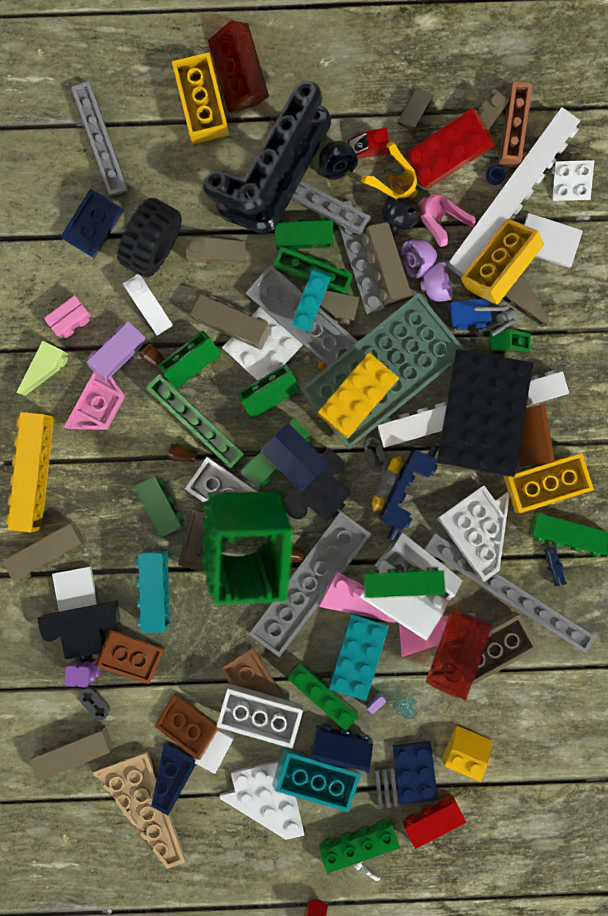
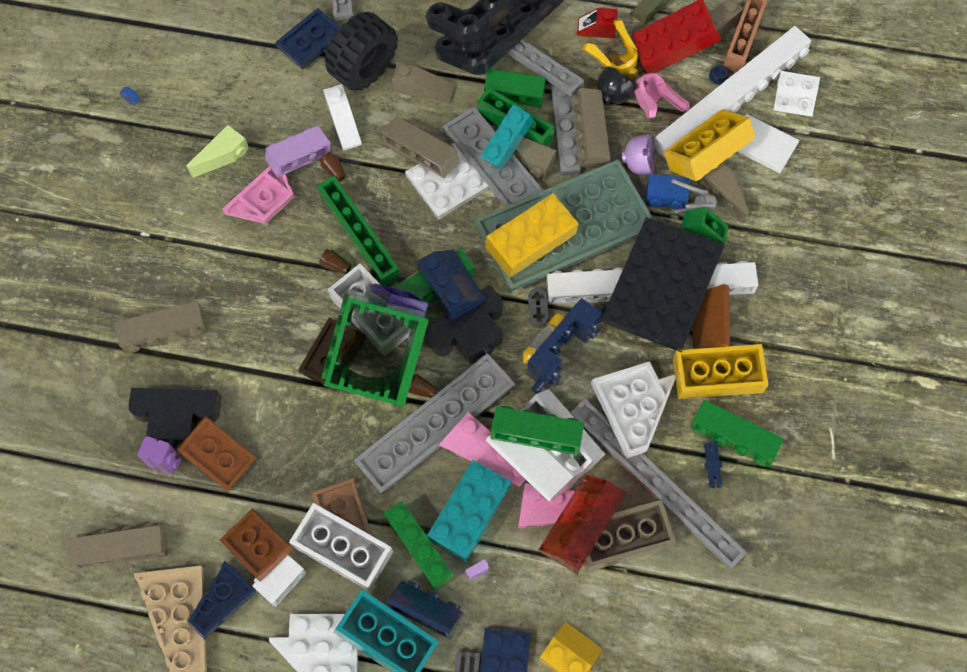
camera: 15 degrees right, 20 degrees down
(30, 472) = (173, 242): yellow brick -> none
(68, 317) = (260, 112): bright pink brick -> none
(75, 588) = (181, 370): white tile -> none
(90, 705) = (157, 502): dark grey beam -> none
(154, 591) = (264, 387): teal brick -> none
(159, 506) = (296, 308): green brick -> none
(189, 359) = (369, 173): green brick -> none
(253, 489) = (399, 297): none -> dark purple tile
(268, 391) = (441, 220): green brick -> none
(337, 159) = (563, 29): black cylinder -> none
(405, 707) = (509, 584): clear light blue tile -> none
(419, 257) = (625, 126): lavender cylinder -> none

